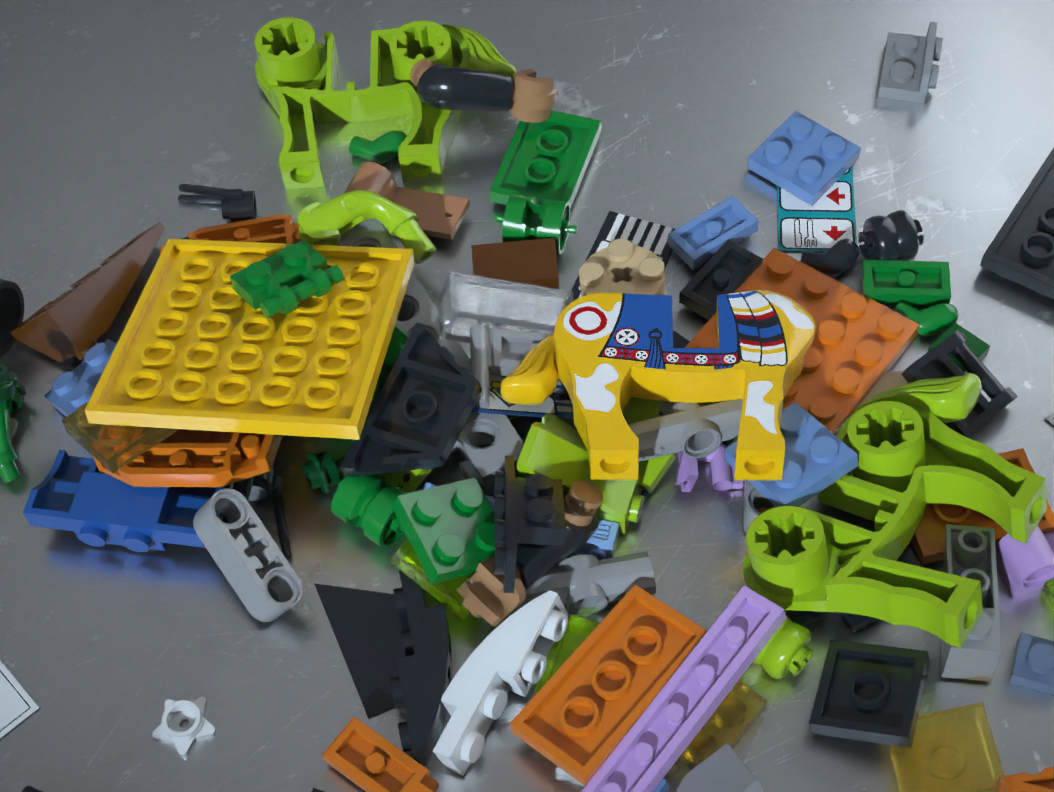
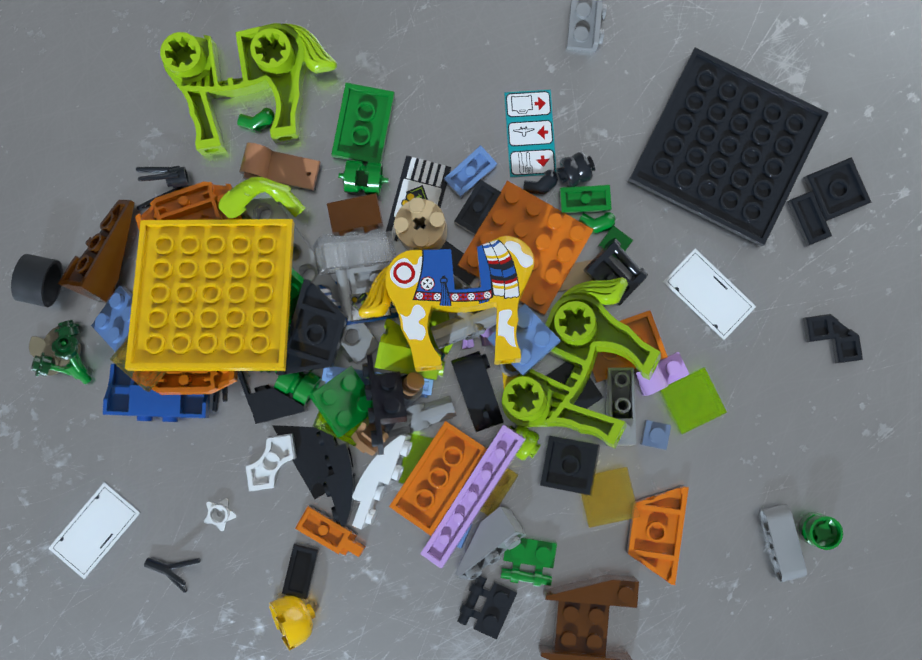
camera: 15 degrees left, 30 degrees up
(259, 546) = (238, 439): light grey beam -> none
(283, 655) = (264, 471): none -> white tile
(285, 279) = (217, 251): green plate -> none
(328, 540) = (272, 404): none -> black slope
(477, 90) = (303, 88): black piece -> none
(698, 550) = (477, 390): none -> black door
(803, 158) = (522, 106): medium blue plate -> none

